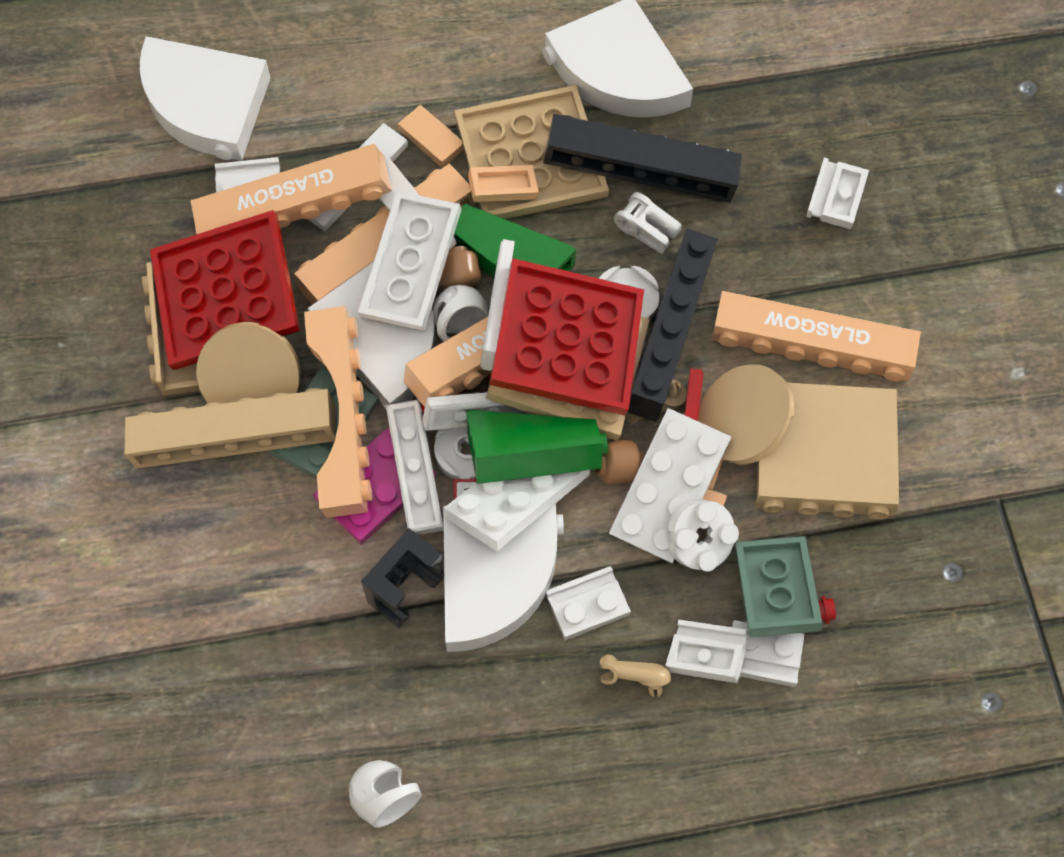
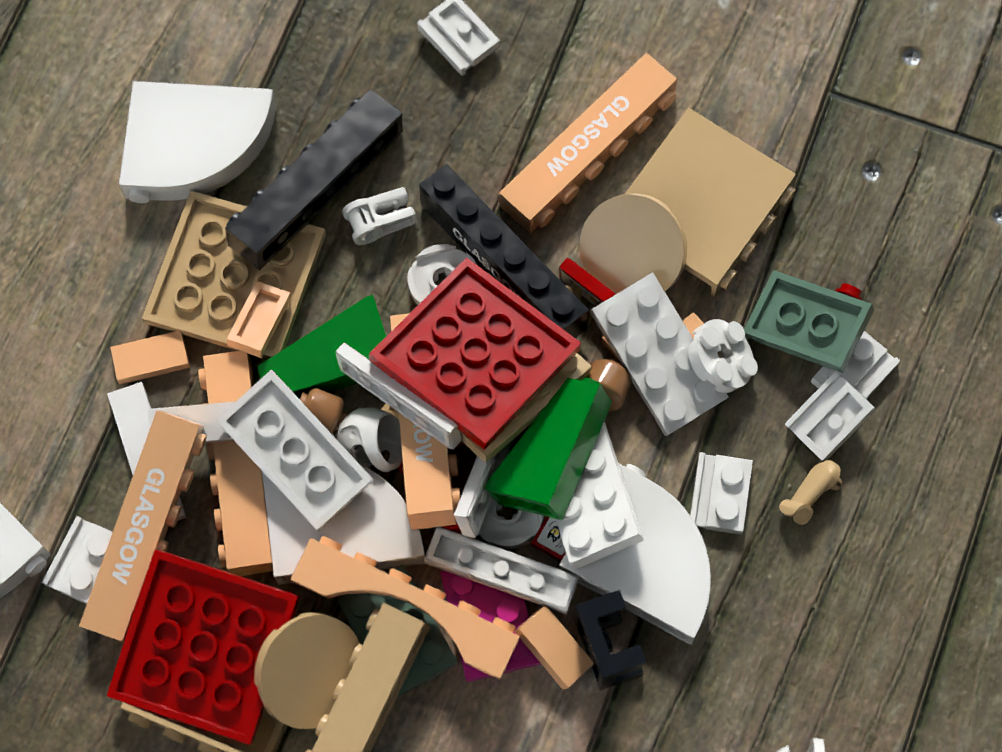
camera: 55 degrees left, 5 degrees up
(377, 537) = (554, 647): none -> light nougat tile

